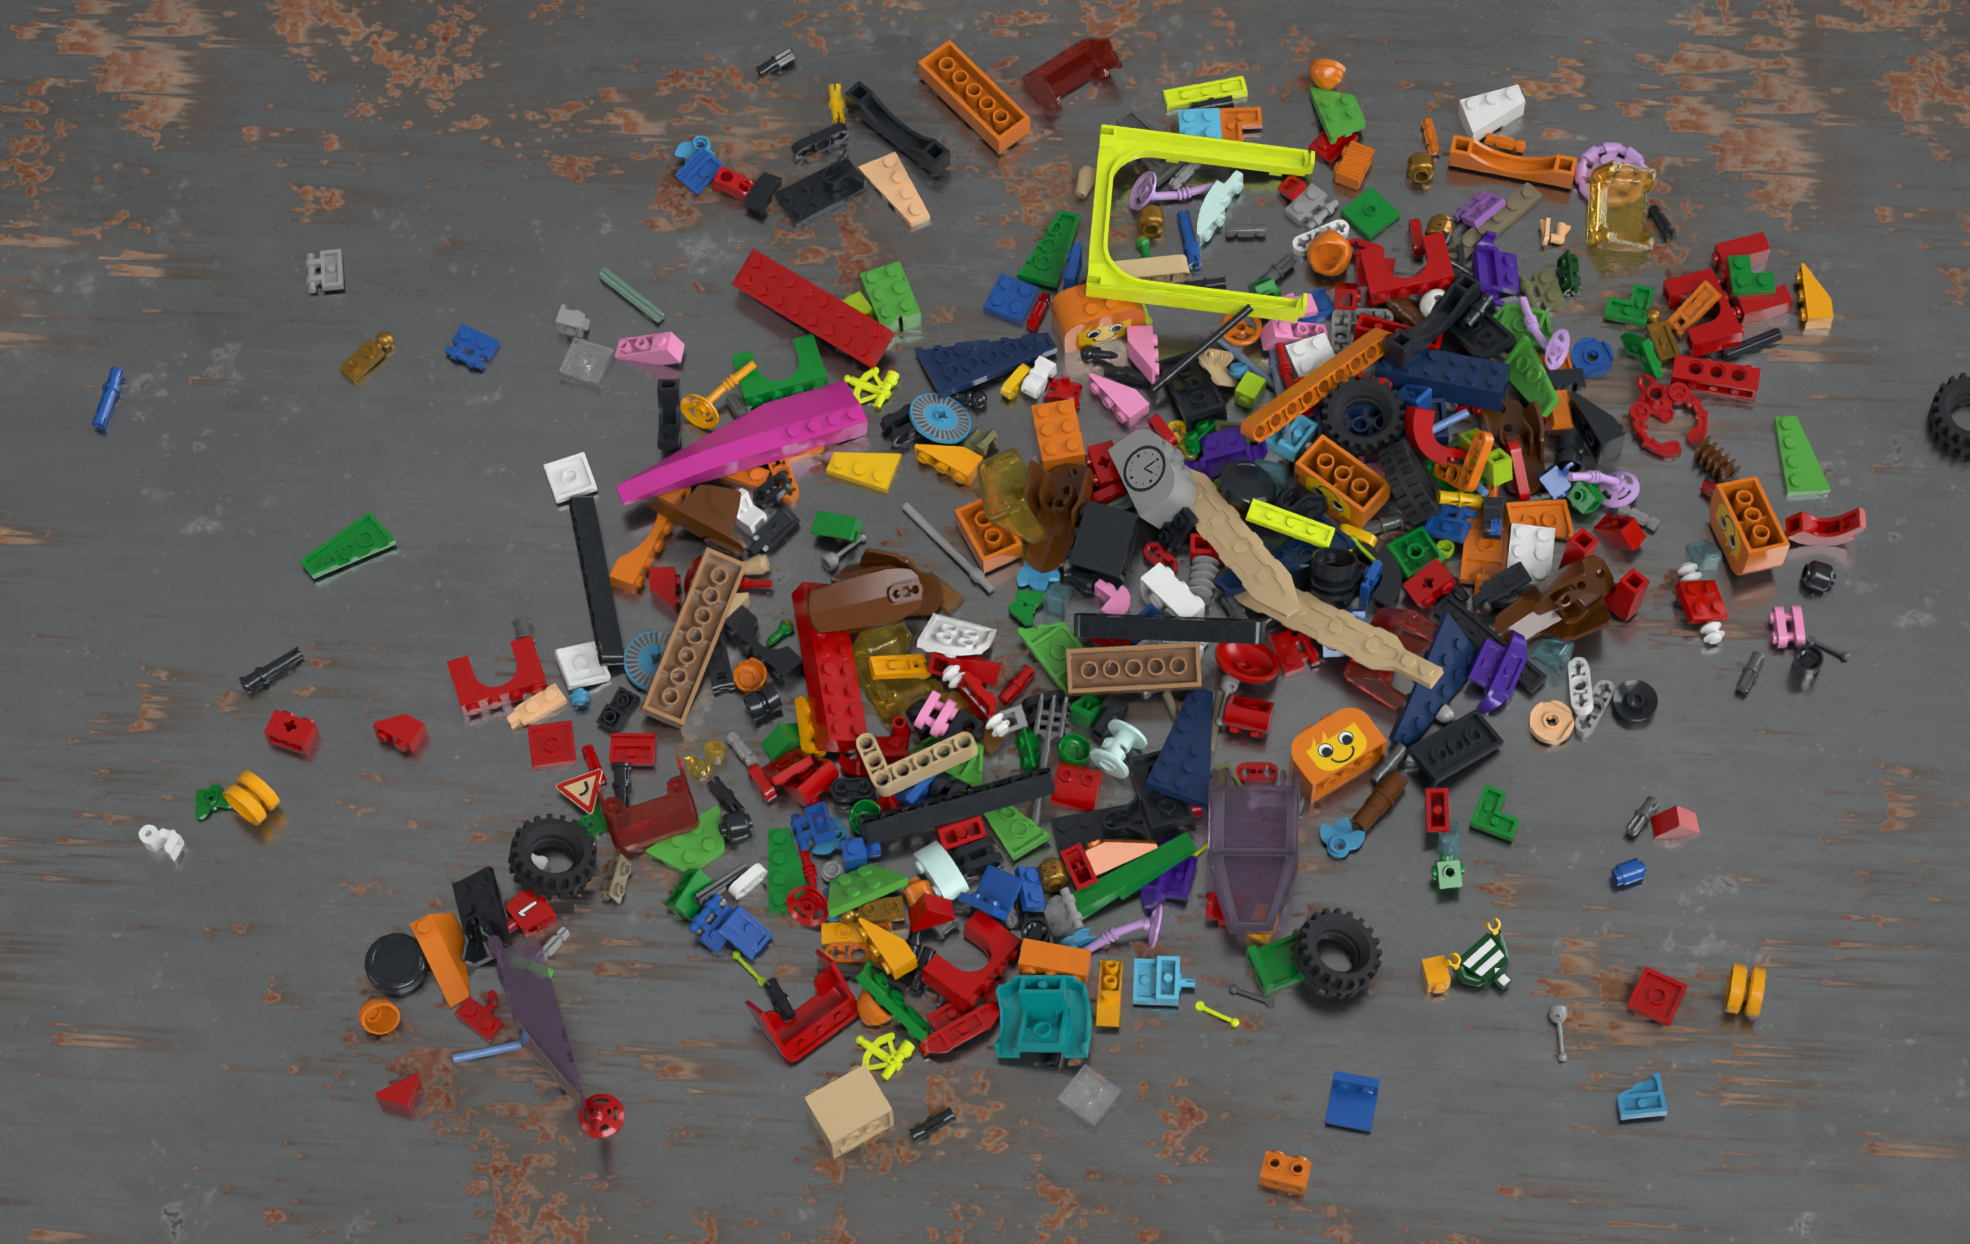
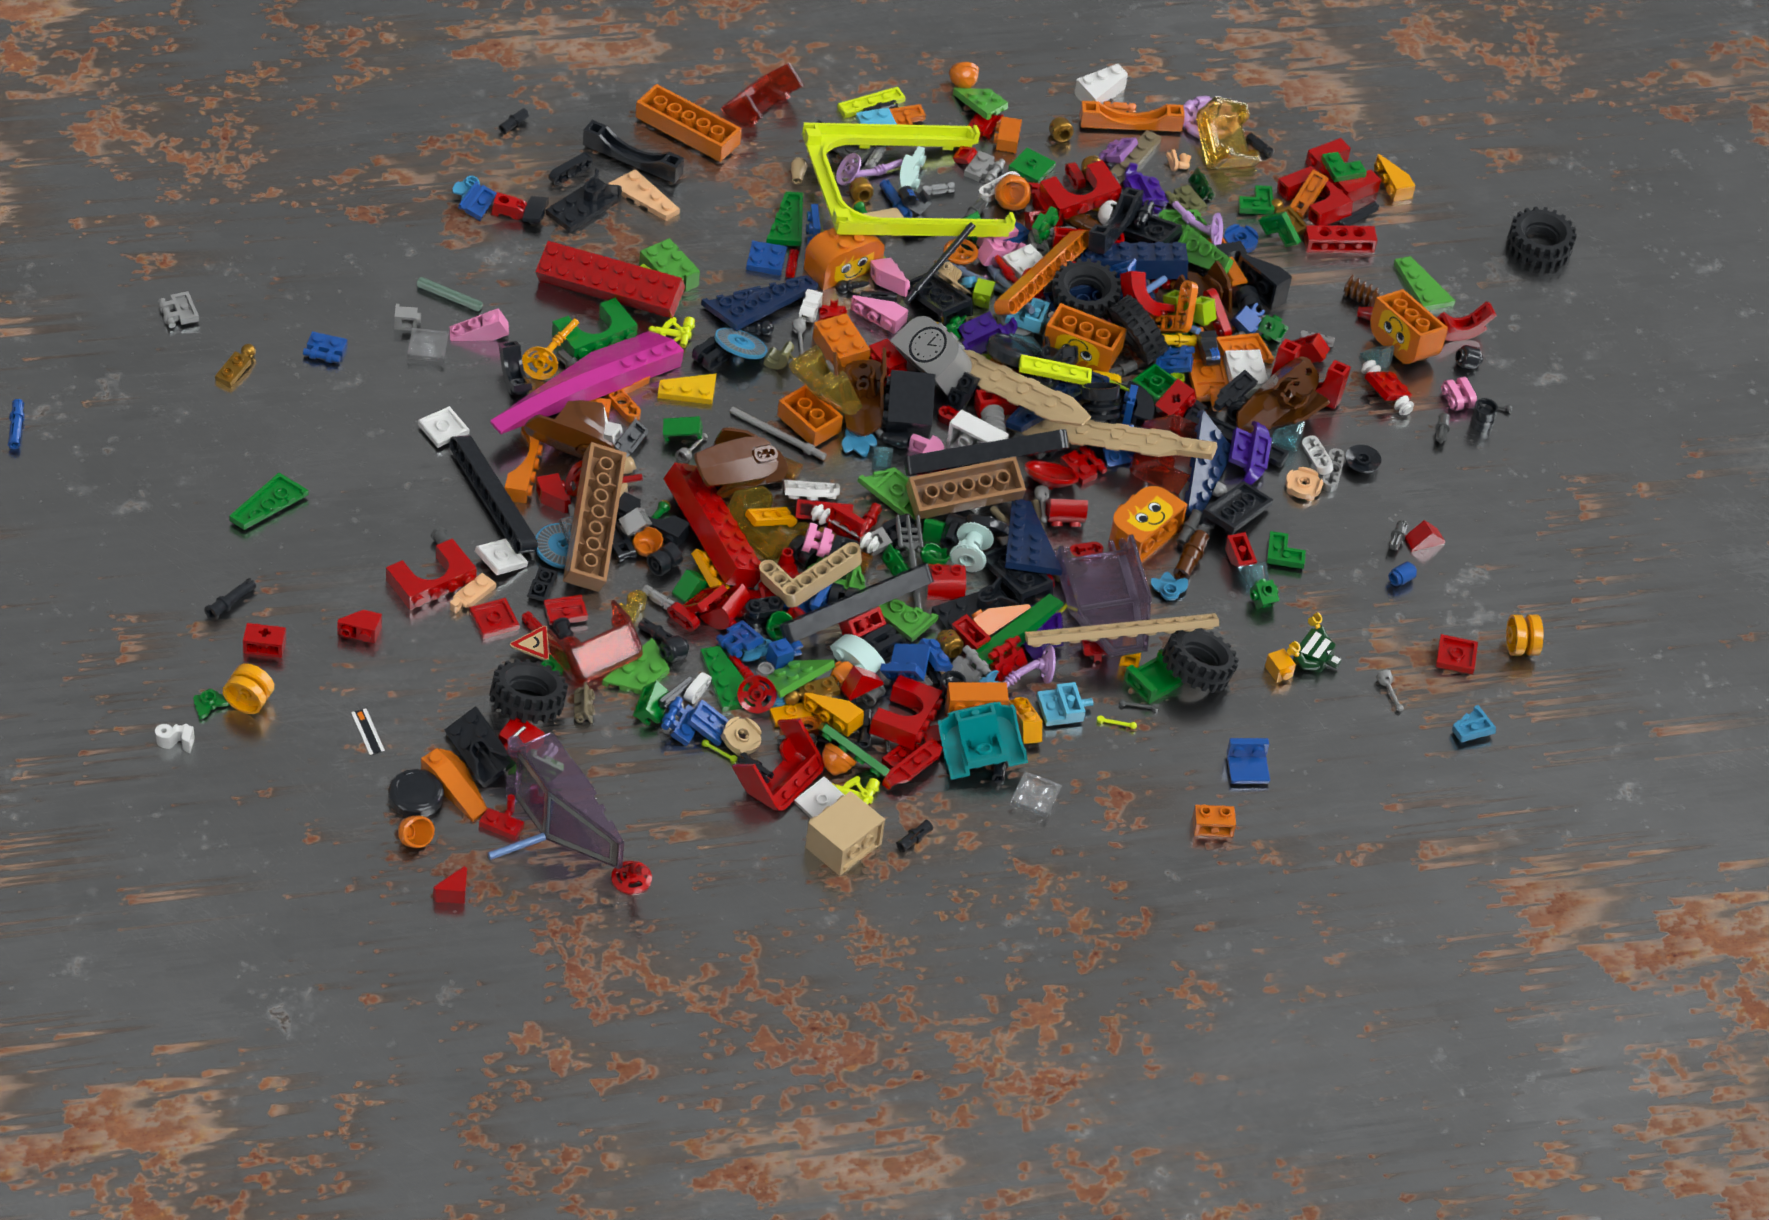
camera: 25 degrees left, 15 degrees down
(371, 869) = (368, 731): none -> sticker
(579, 696) = (507, 579): dark azure plate -> none
(740, 649) = (634, 521): none -> light grey brick
(772, 491) = (618, 411): black beam -> none
(780, 943) = (734, 742): none -> tan plate
(836, 103) = (574, 142): yellow pin -> none
(840, 1055) = (818, 797): none -> white plate
(953, 460) = (761, 372): light orange slope -> none
(1015, 381) = (792, 311): yellow beam -> none
(1017, 404) = (799, 327): none -> light grey hinge
(1029, 598) = (857, 462): green animal -> none
(1114, 913) = (1009, 662): none -> red plate
(1145, 723) = (996, 526): none -> black wheel
(1207, 246) = (915, 201): none -> black leg
(1248, 904) = (1128, 629): none -> tan plate
(1343, 315) = (1043, 224): none -> green plate
(1430, 136) = (1059, 108): orange axle -> none
(1614, 484) = (1291, 316): lavender dish -> none
(1662, 409) = (1304, 260): red piece -> none

